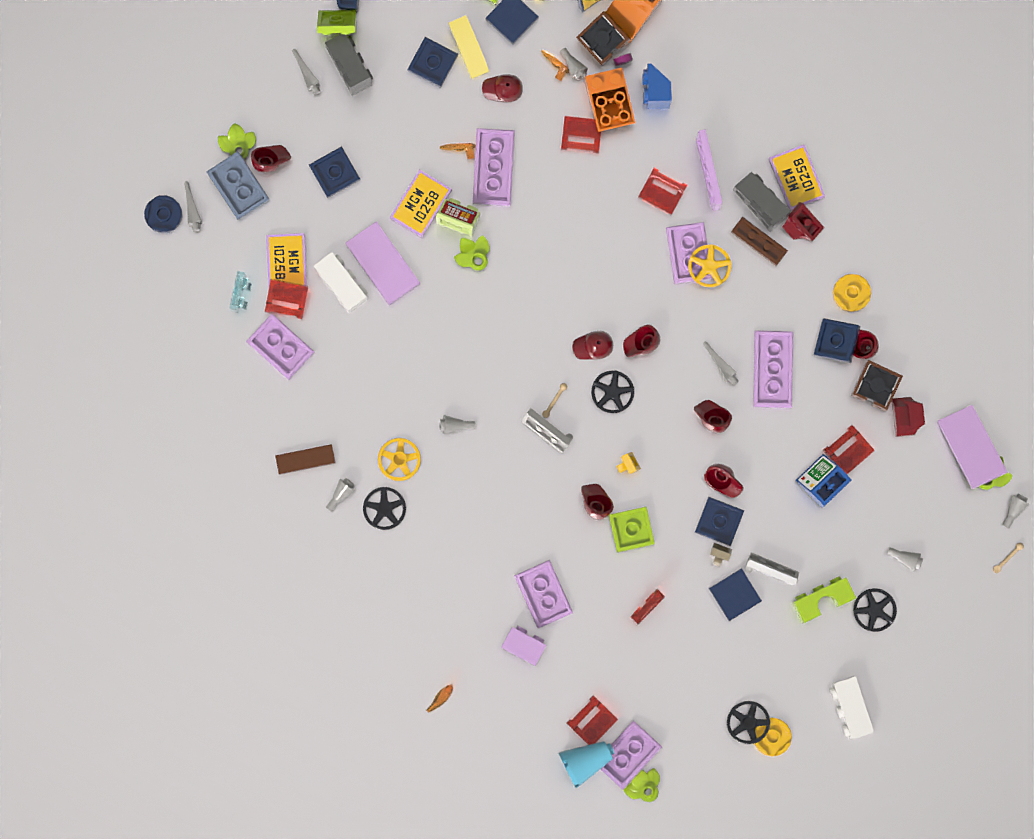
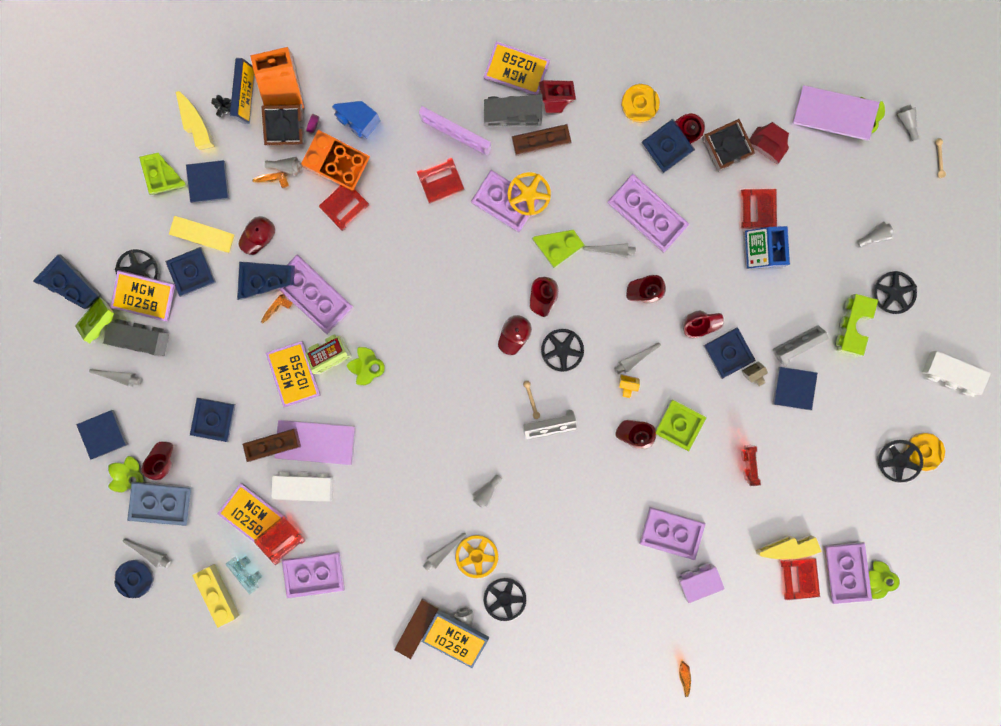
camera: 45 degrees left, 5 degrees up
(204, 285) = (216, 595): none -> light yellow brick
(253, 99) = (101, 434): none -> dark blue tile
(322, 494) = (455, 639): none -> tile
(353, 232) = (271, 445): none -> reddish brown tile
(373, 429) = (436, 558): none -> light grey piece
(384, 41) = (142, 295): none -> yellow tile
(399, 21) = (135, 267): none -> black wheel
(474, 120) = (263, 278): none -> dark blue wing
(586, 761) = (829, 611): medium azure cone -> none
(608, 693) = (790, 548): none -> light yellow slope
(645, 450) = (628, 363): none -> light grey piece
(689, 322) = (558, 245): none -> lime wing

